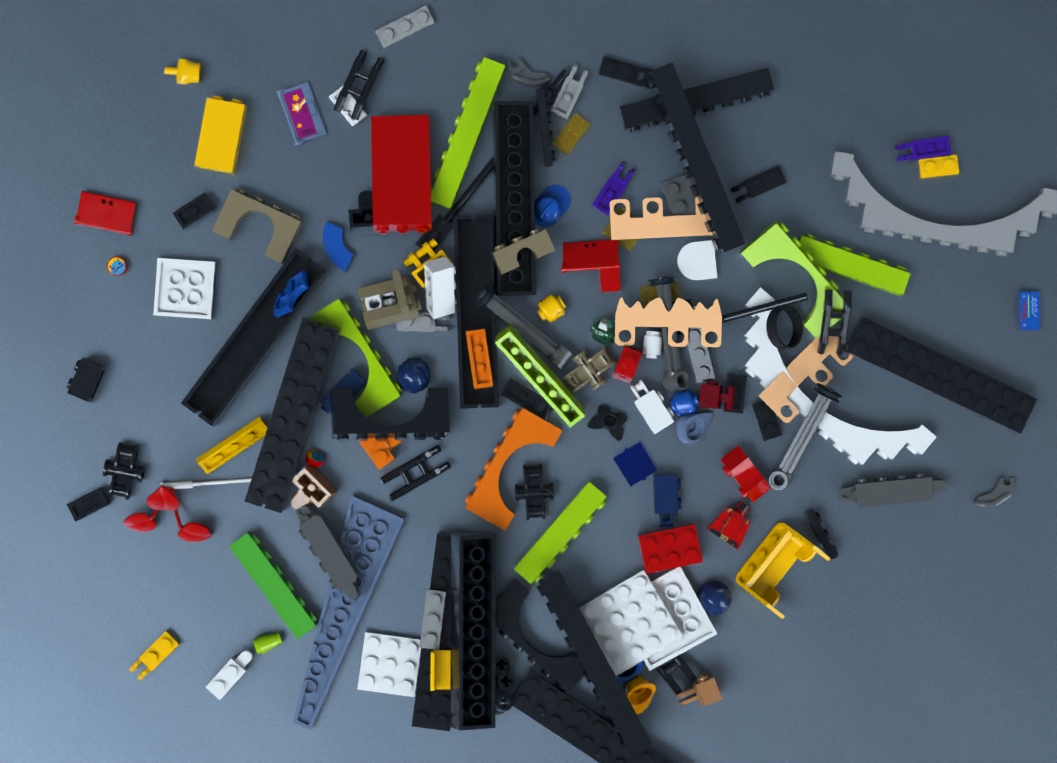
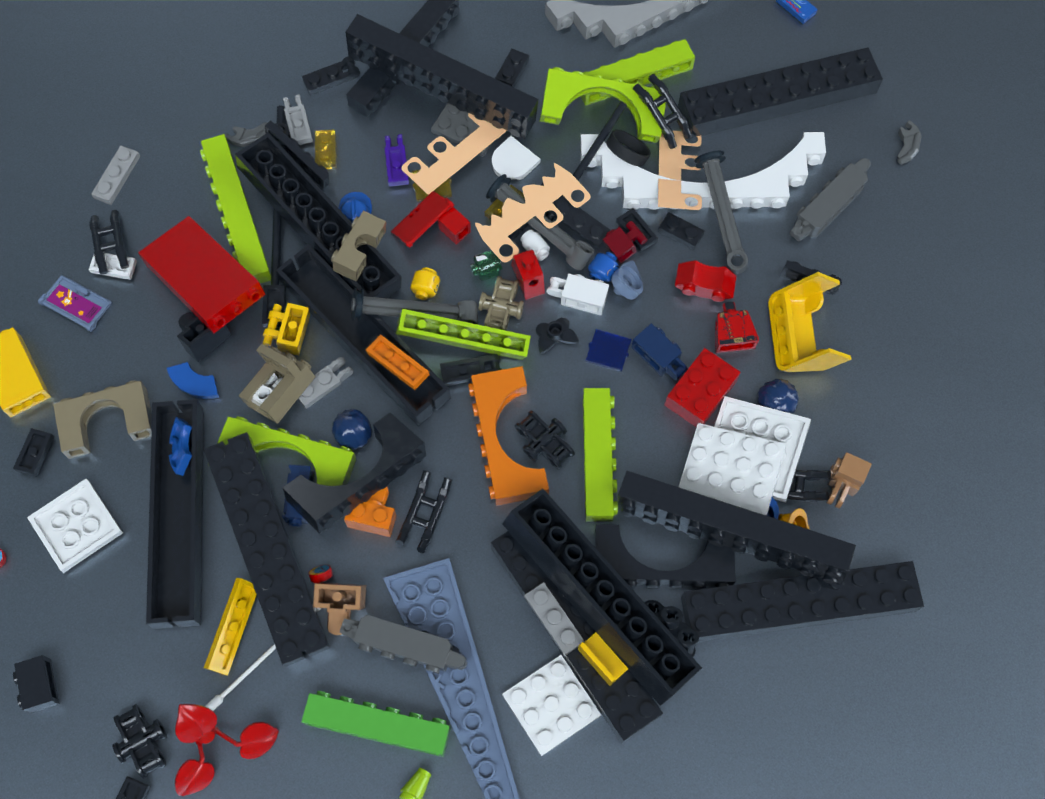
camera: 40 degrees left, 20 degrees down
(440, 287) = (311, 332): white brick -> none

